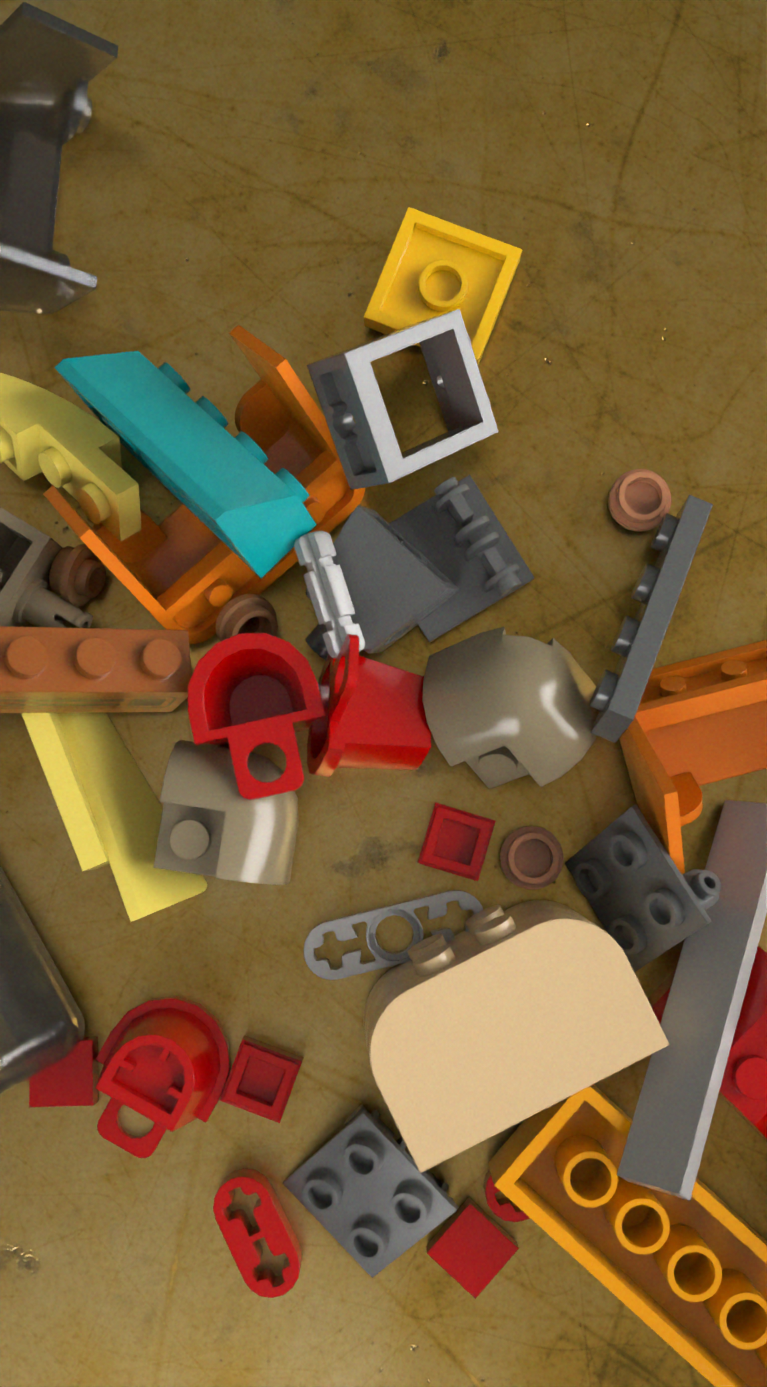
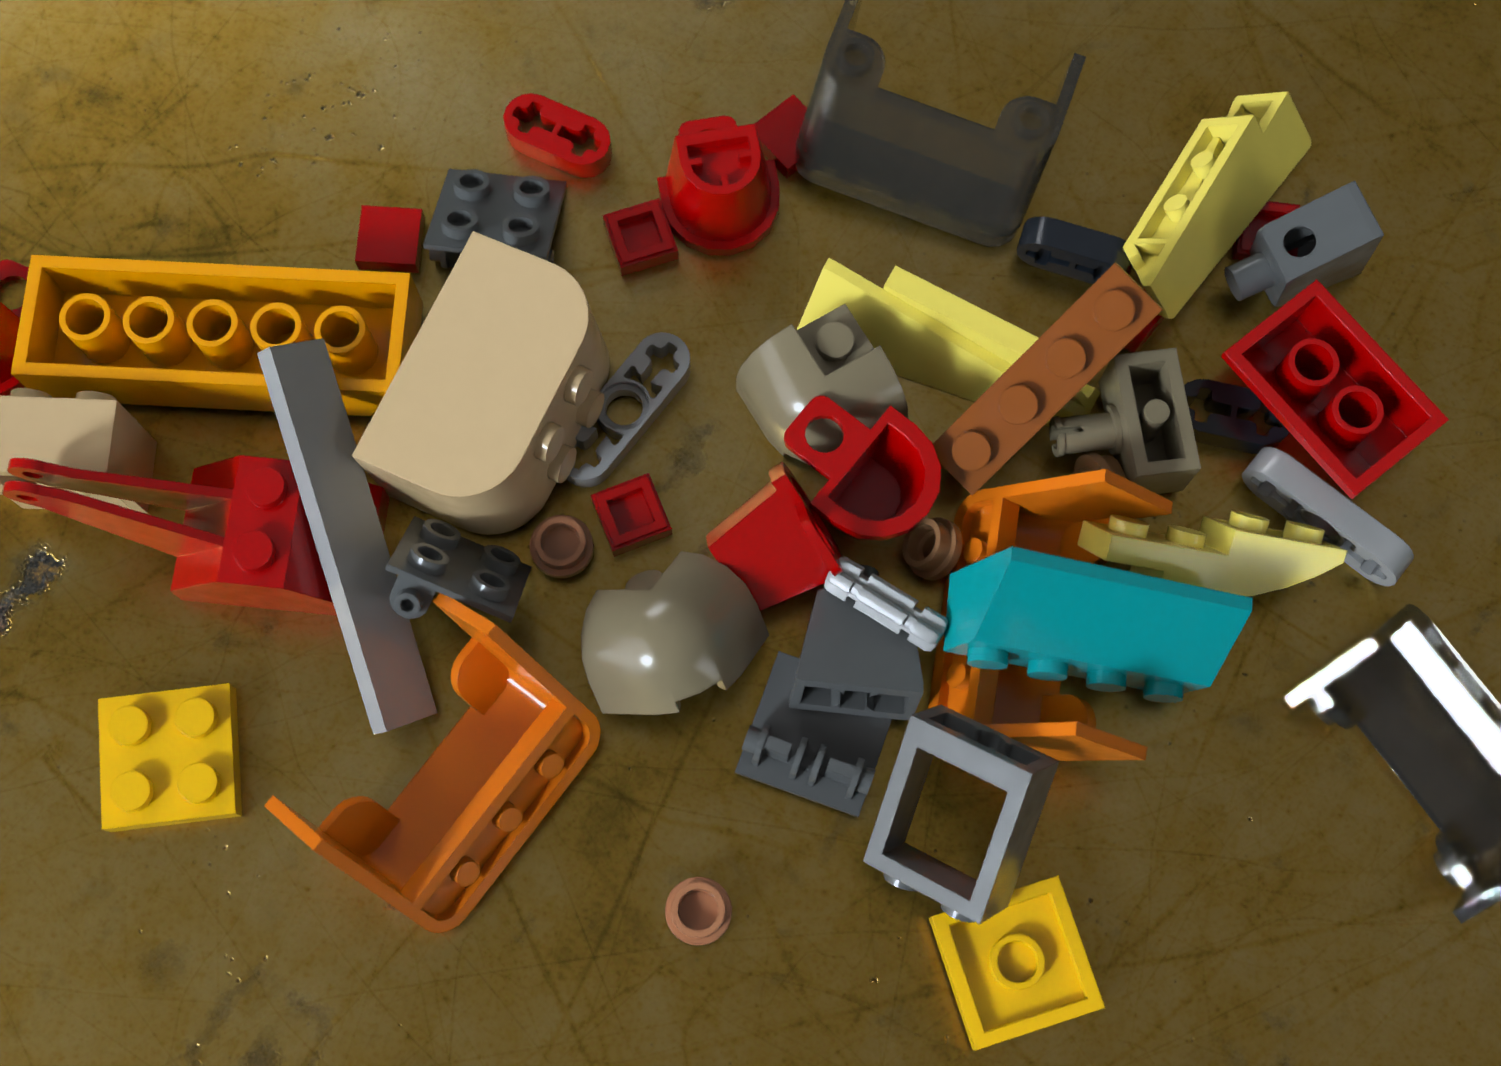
camera: 135 degrees right, 10 degrees down
(641, 637) = (622, 825): dark grey plate -> none

